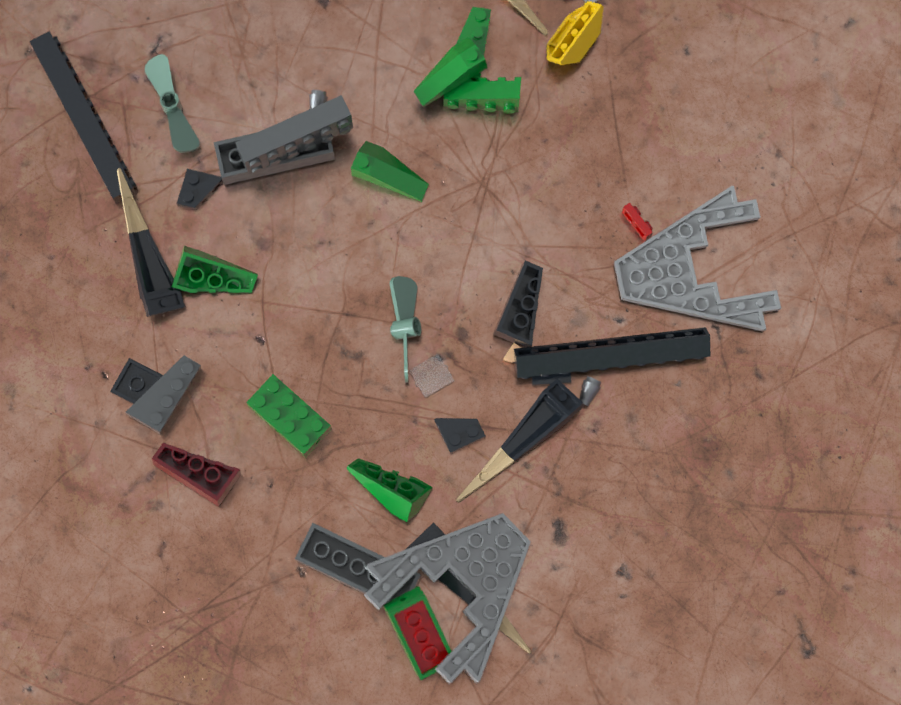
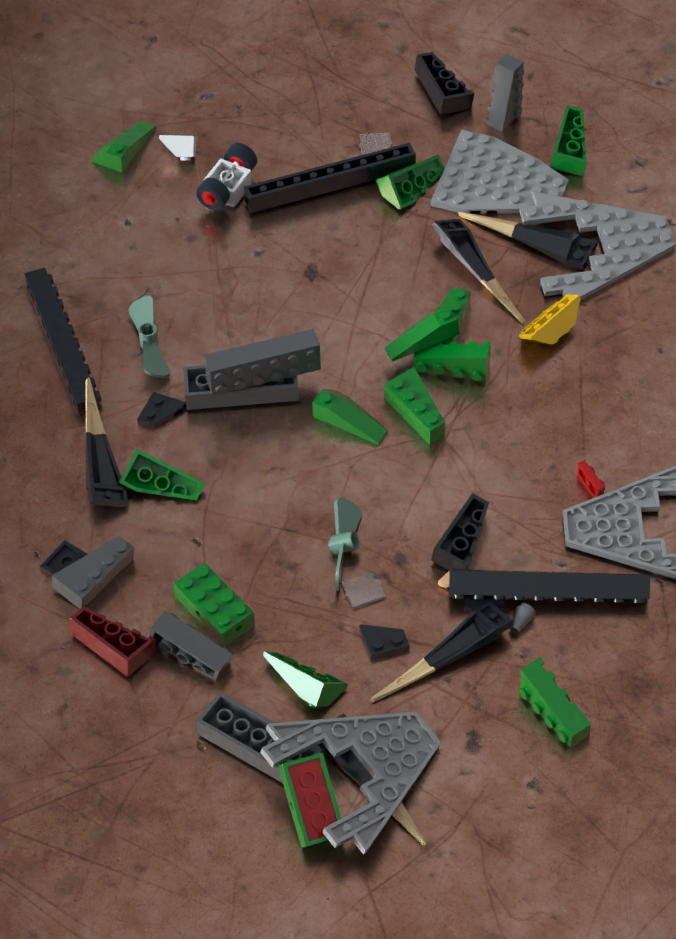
camera: 10 degrees right, 25 degrees down
(274, 469) = (189, 645): none -> dark grey wedge
(449, 148) = (413, 402): none -> green wedge
(633, 488) = (553, 703): none -> green wedge

